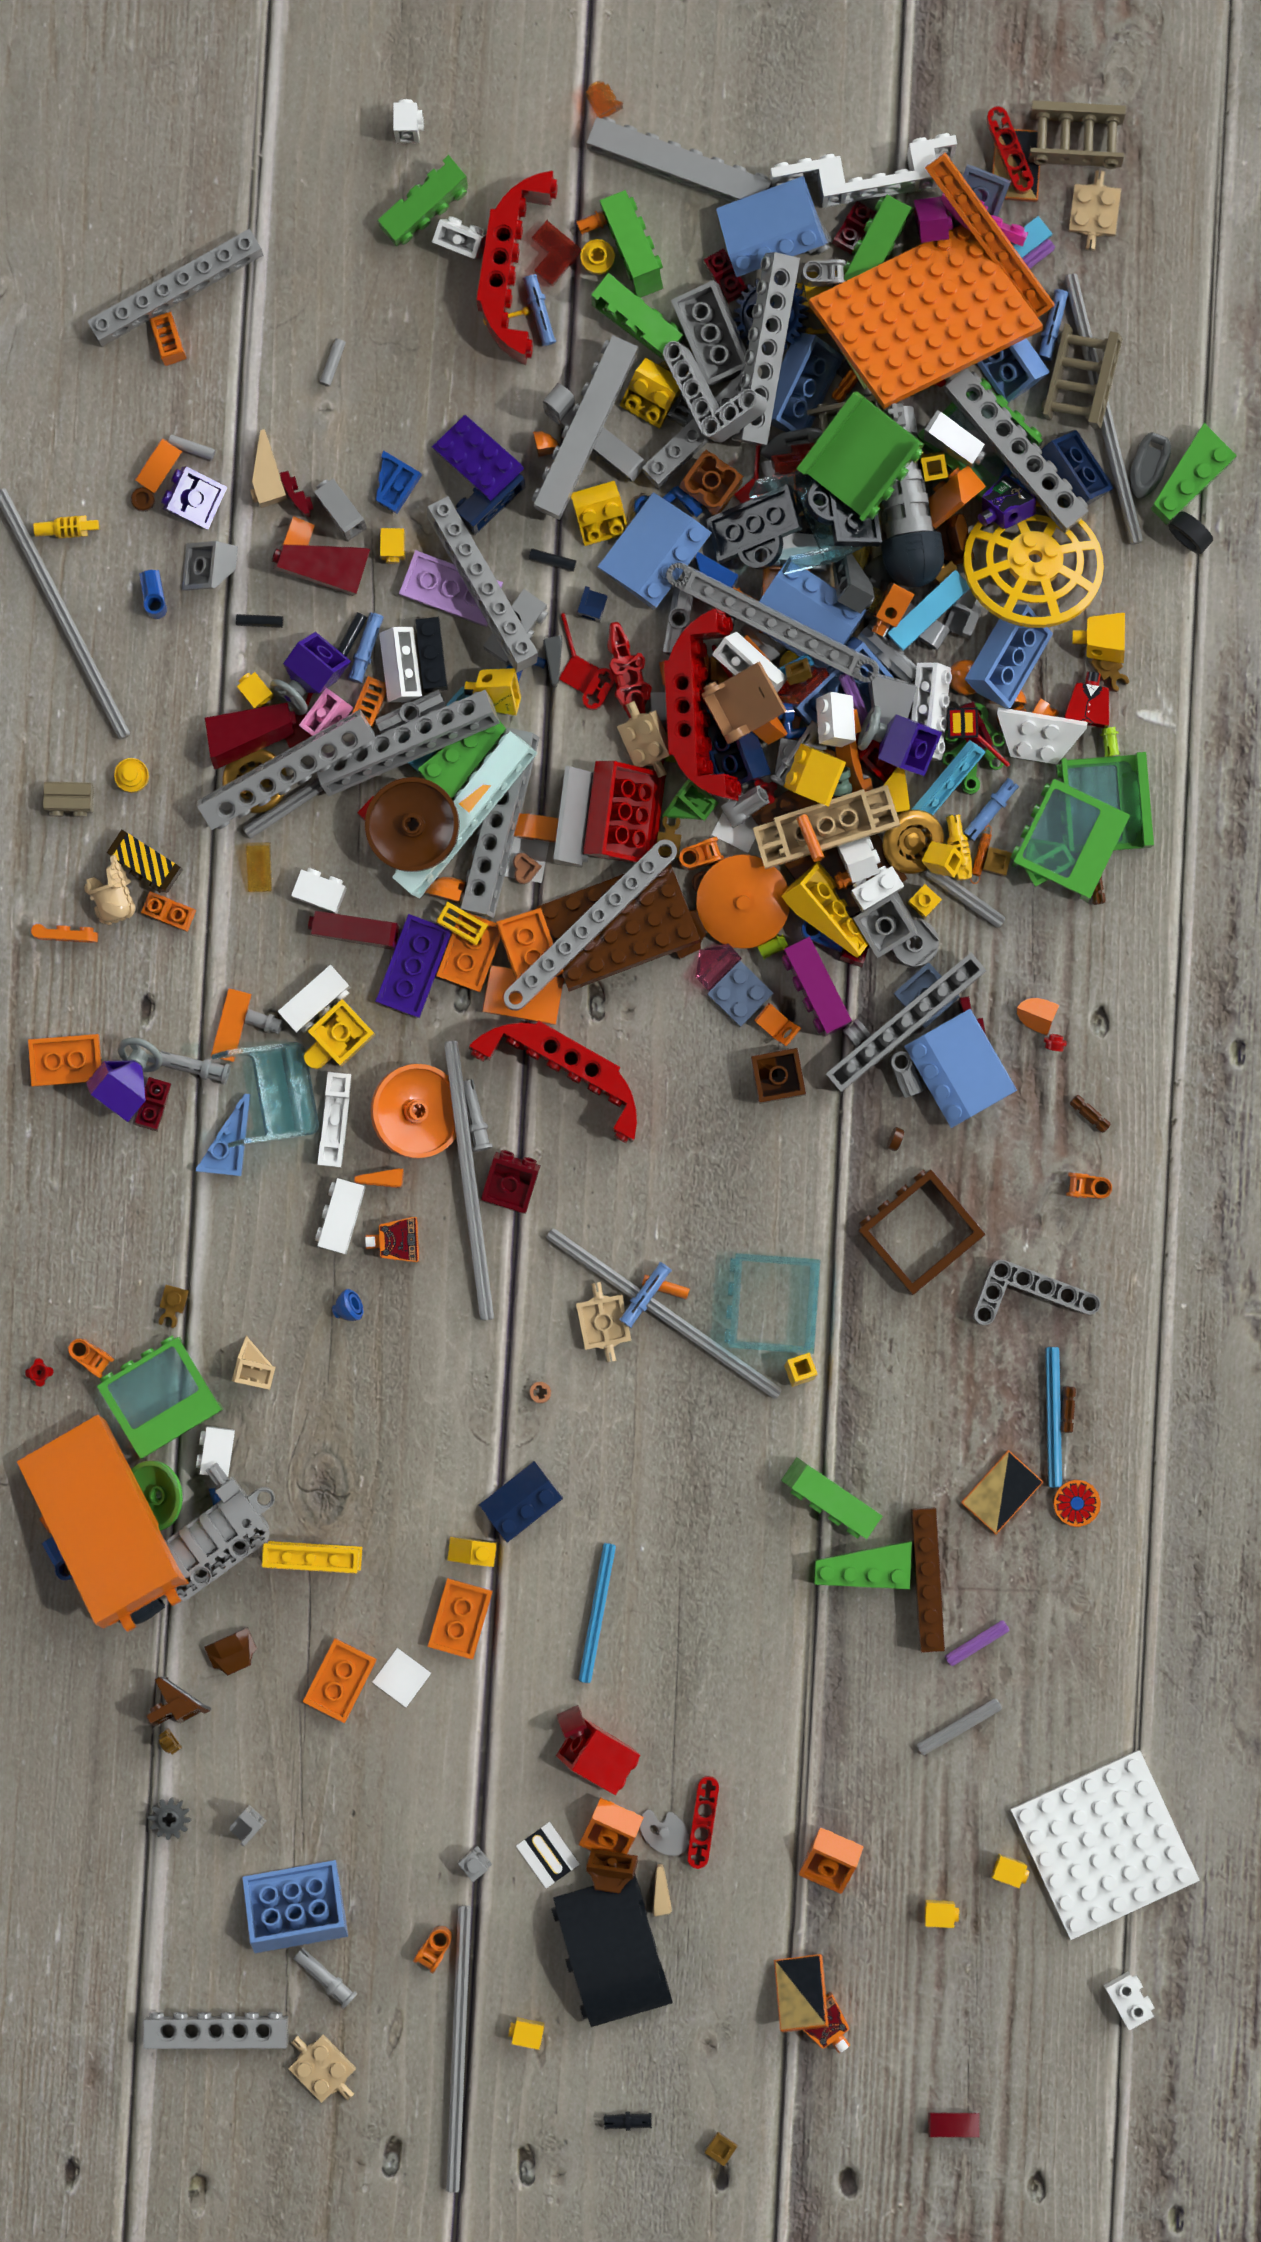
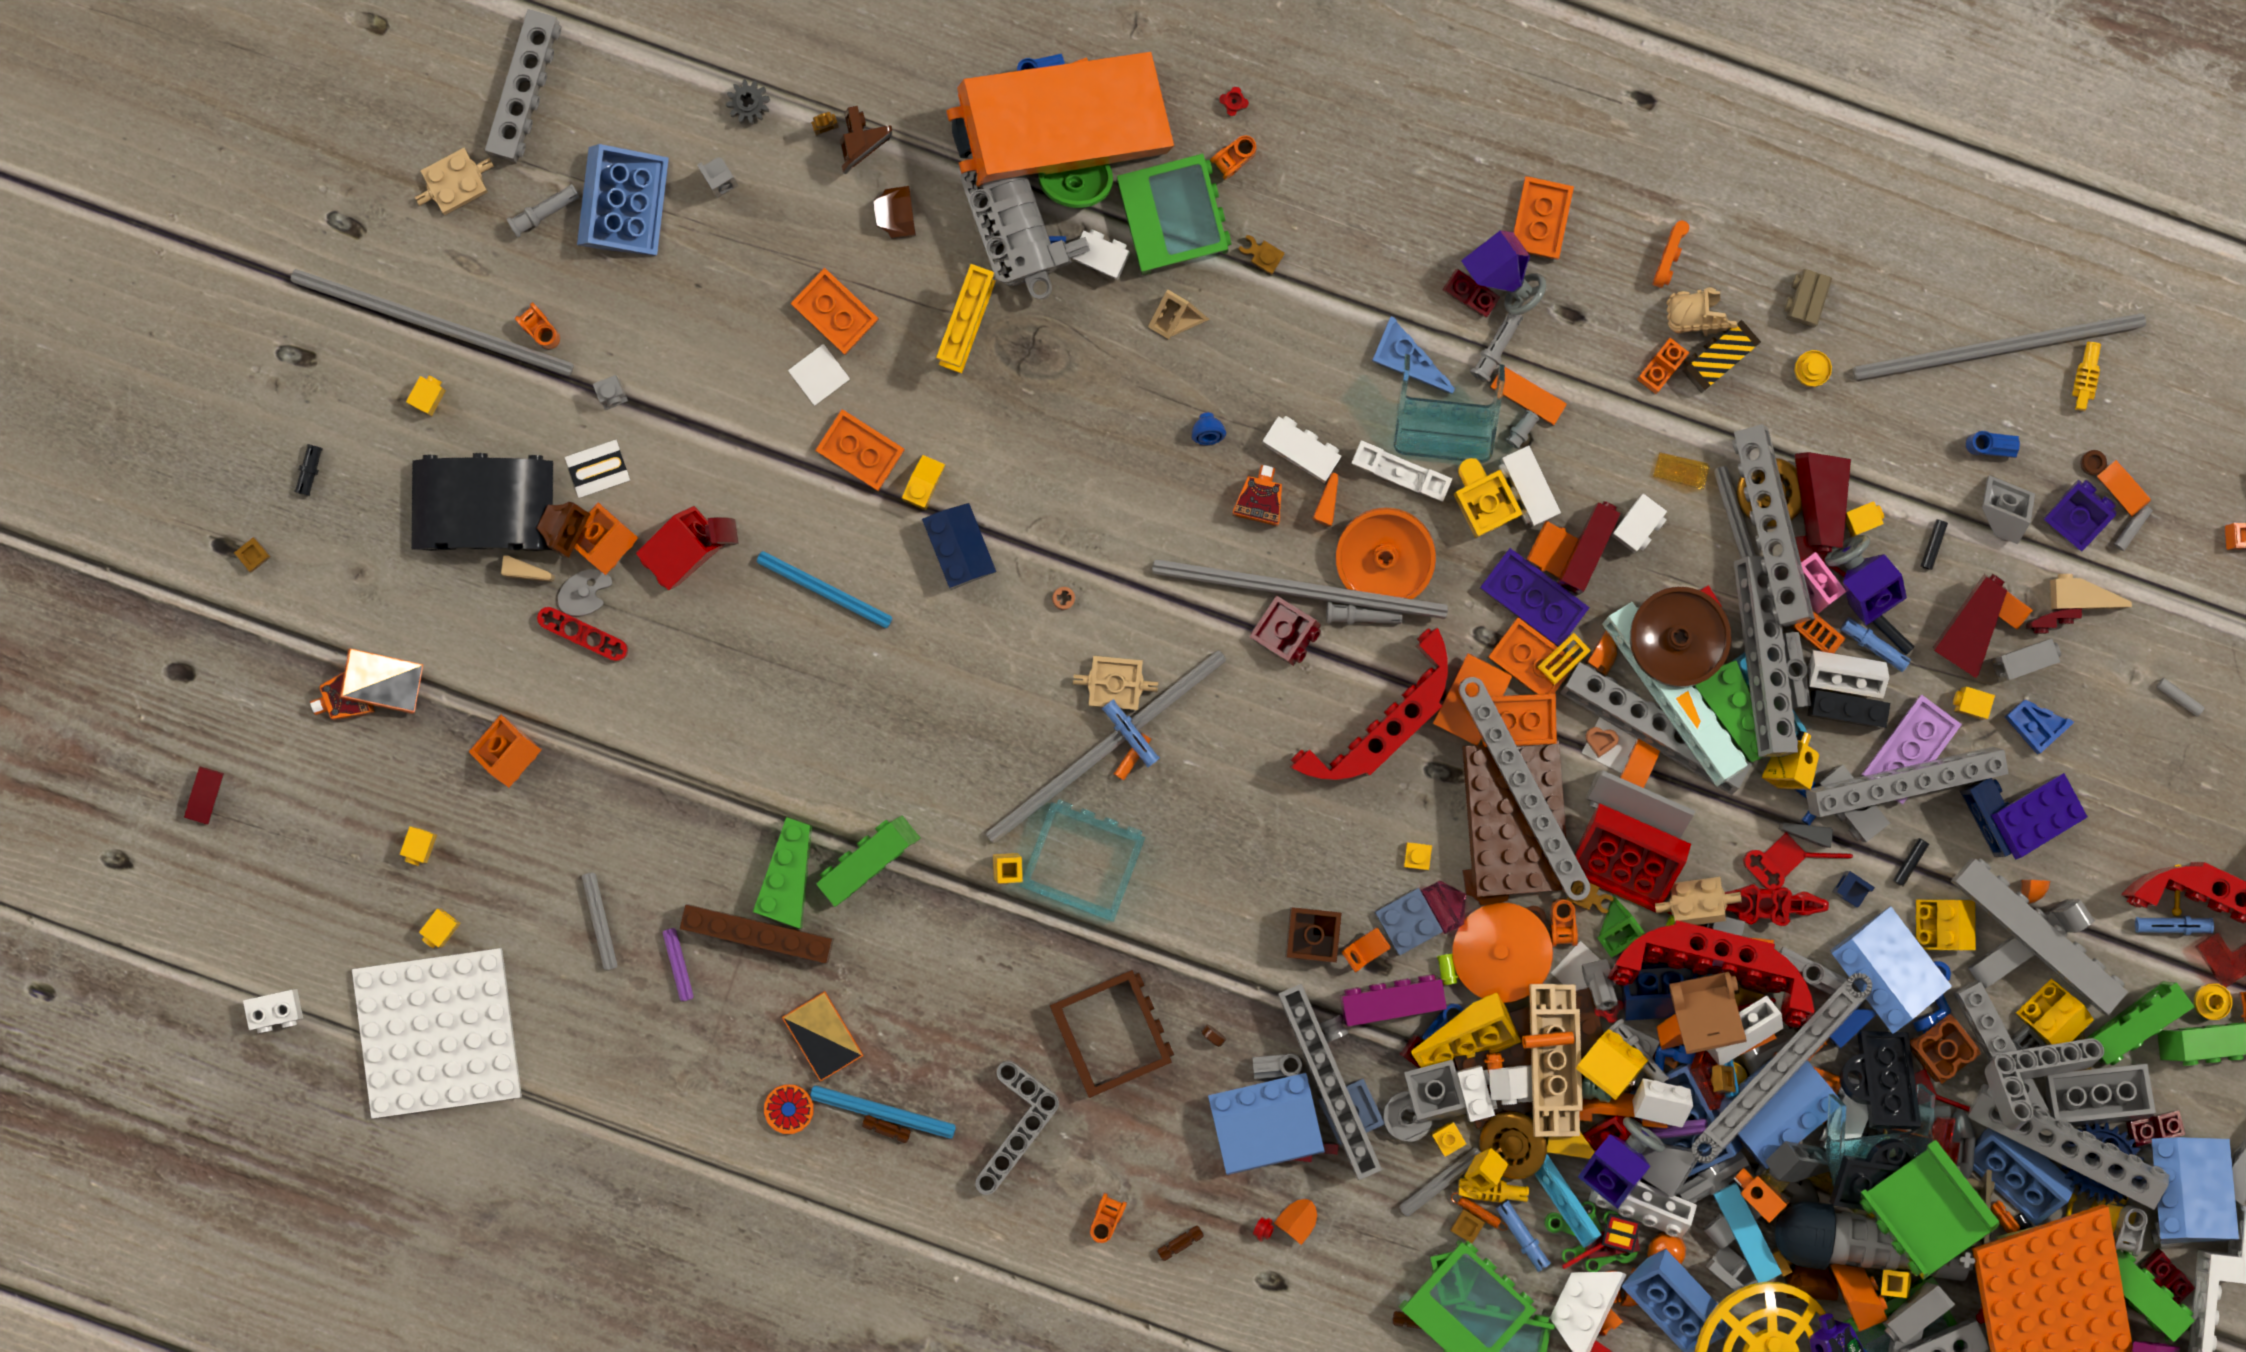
camera: 100 degrees right, 0 degrees up
(365, 962) = (1552, 549): none -> orange piece
(678, 1002) = (1417, 856): none -> yellow plate

